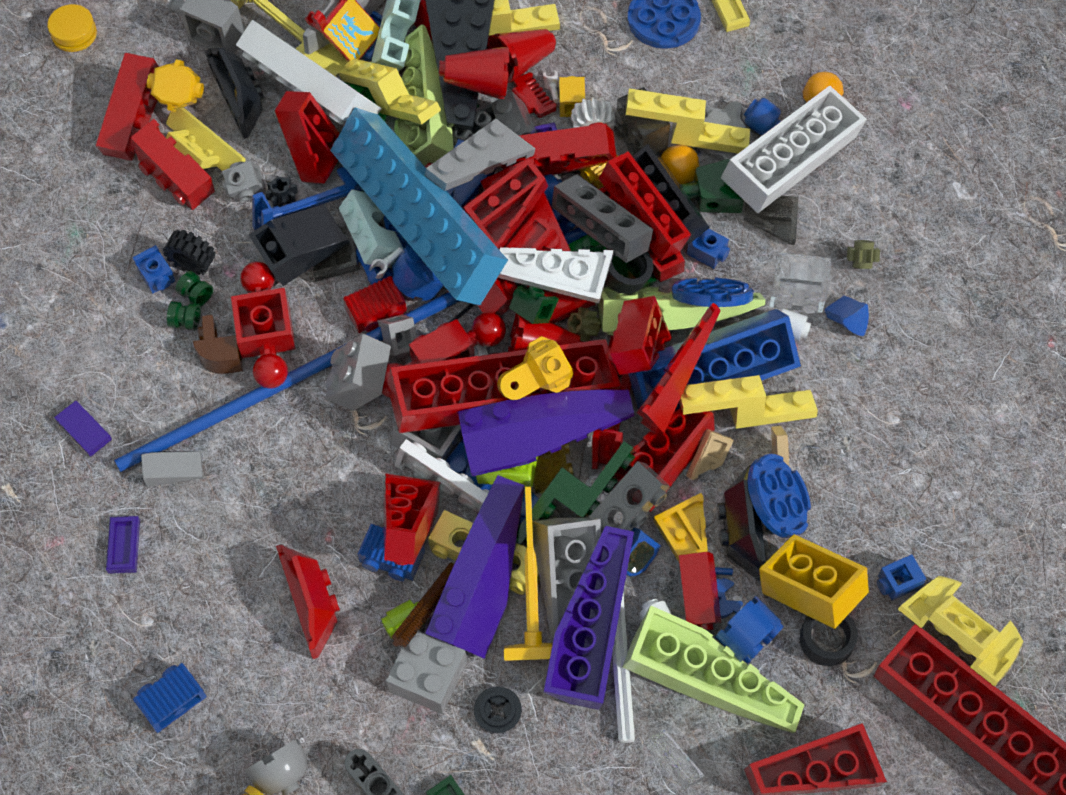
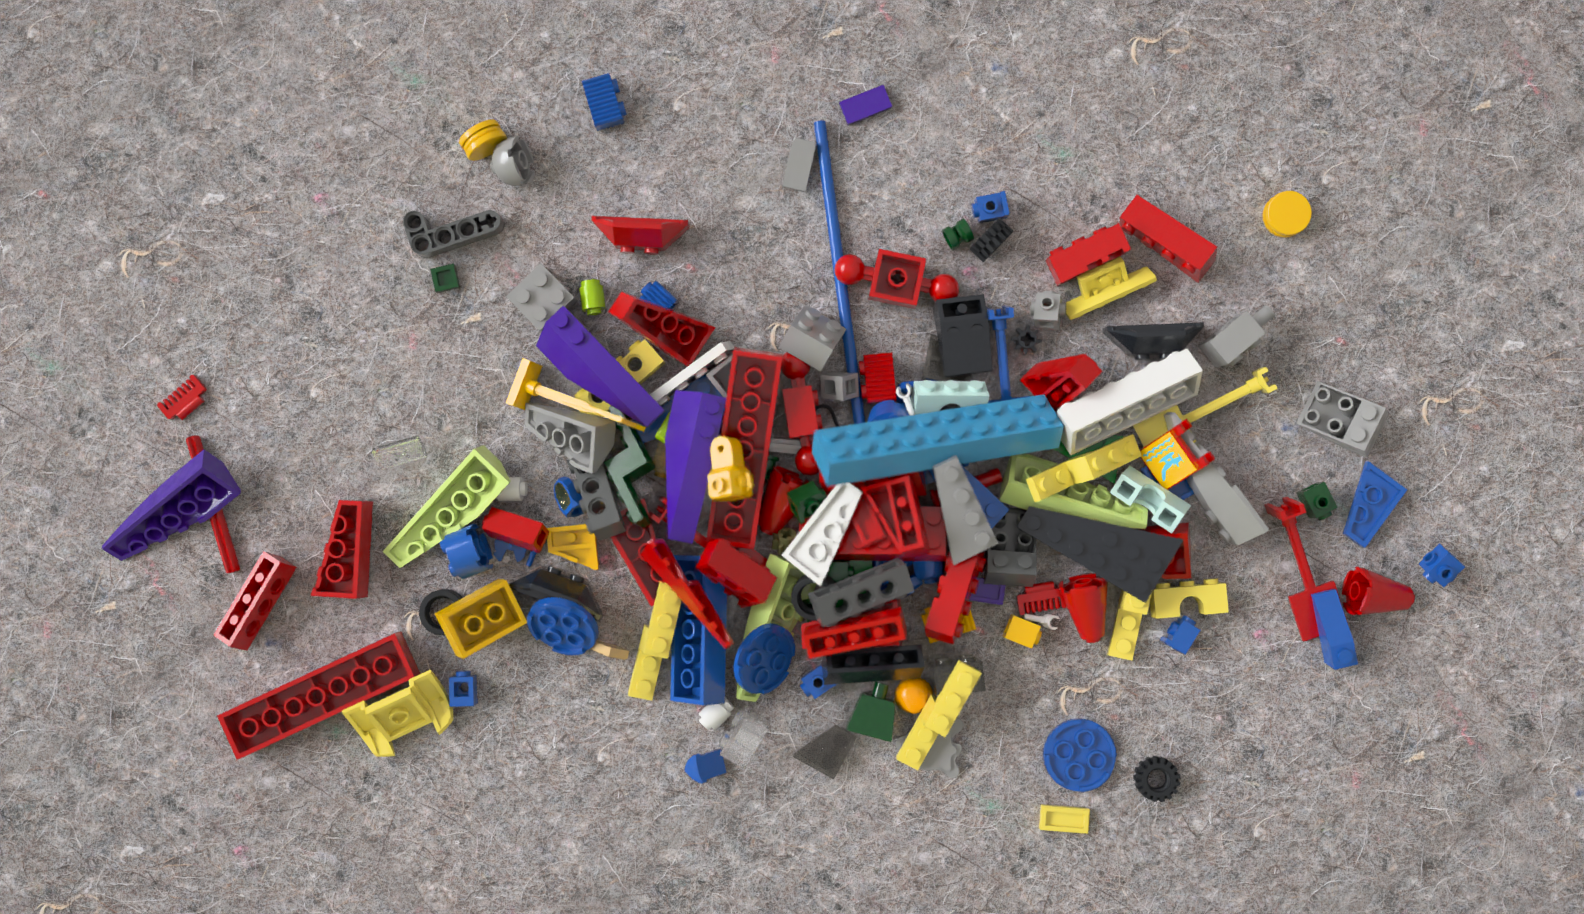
camera: 115 degrees right, 25 degrees up
(123, 544) = (748, 106): dark purple tile -> none
(175, 85) = (1164, 281): yellow piece -> none
(184, 316) = (934, 217): dark green wheel -> none
(217, 353) = (889, 229): reddish brown brick -> none
(422, 610) = (592, 319): reddish brown axle -> none
(478, 71) = (1056, 549): red cone -> none
(497, 696) = (483, 335): black gear -> none
(588, 628) = (518, 432): dark purple wedge -> none
(592, 112) = (987, 638): white gear -> none
(622, 682) = (497, 449): white axle -> none
(710, 453) = (629, 593): tan tile -> none
(762, 116) = (929, 789): blue head -> none
(793, 149) = (874, 796): white brick -> none
(819, 82) = (937, 858): light orange hair -> none
(863, 254) = (754, 806): olive gear -> none

